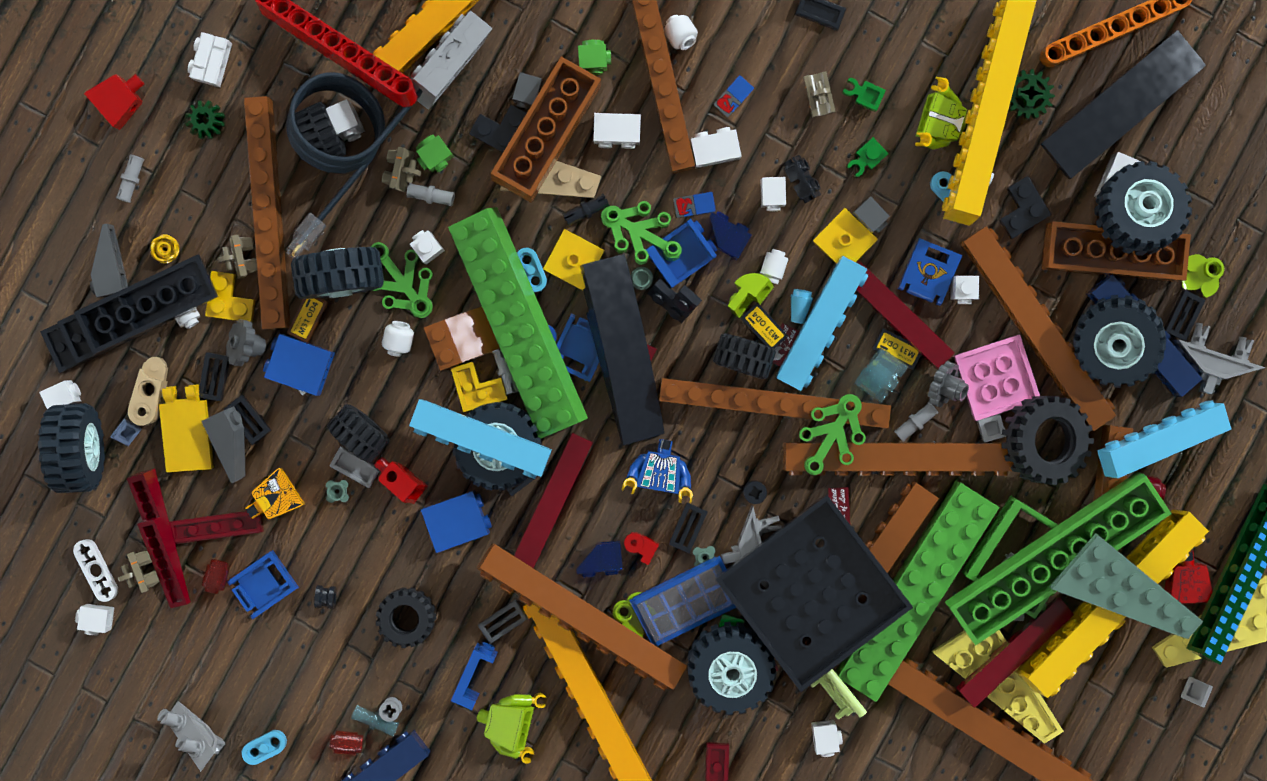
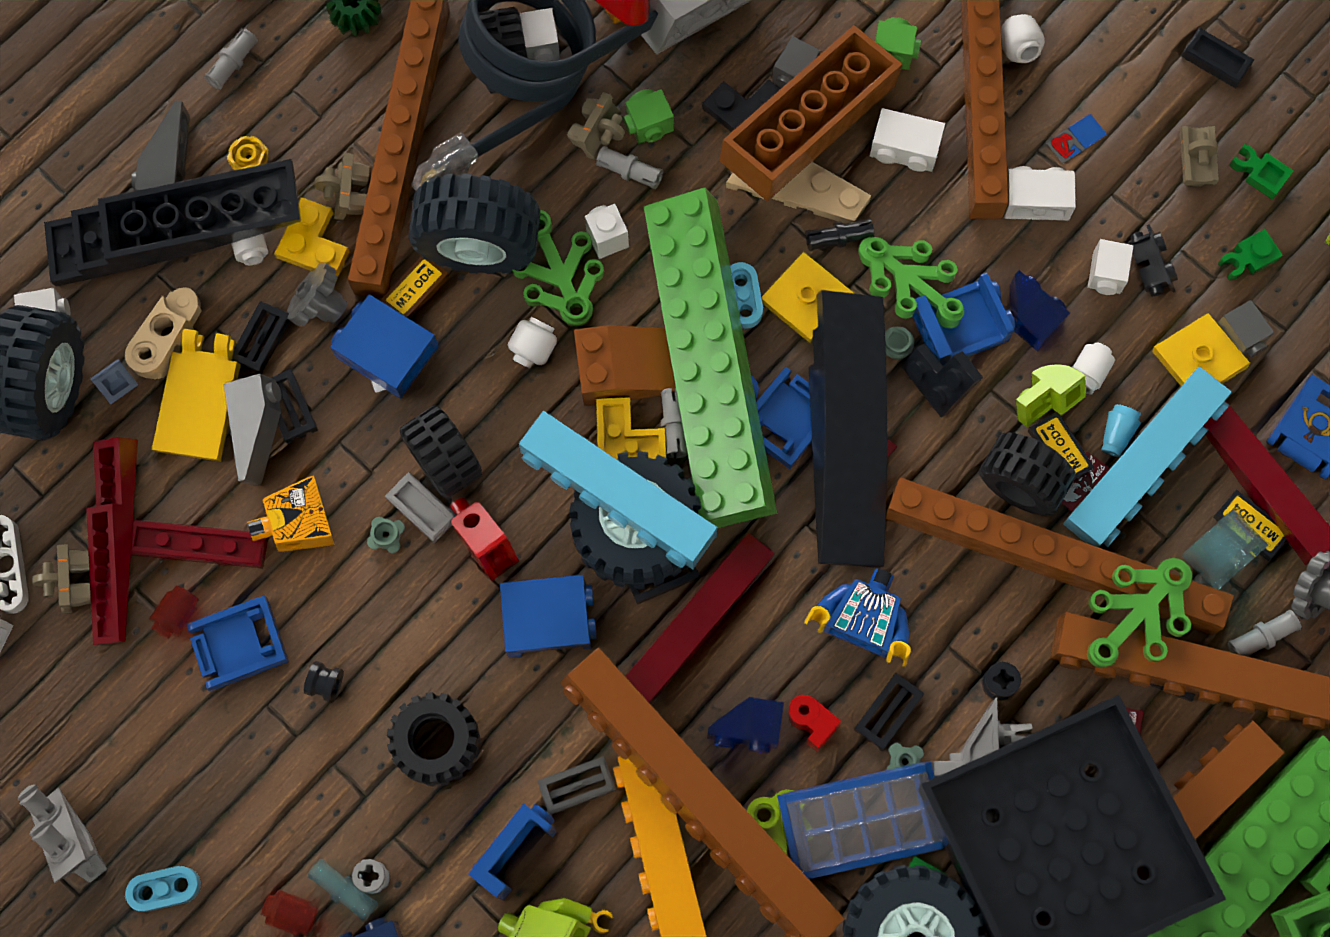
camera: 15 degrees right, 15 degrees down
(694, 204) = (997, 264): sticker -> none

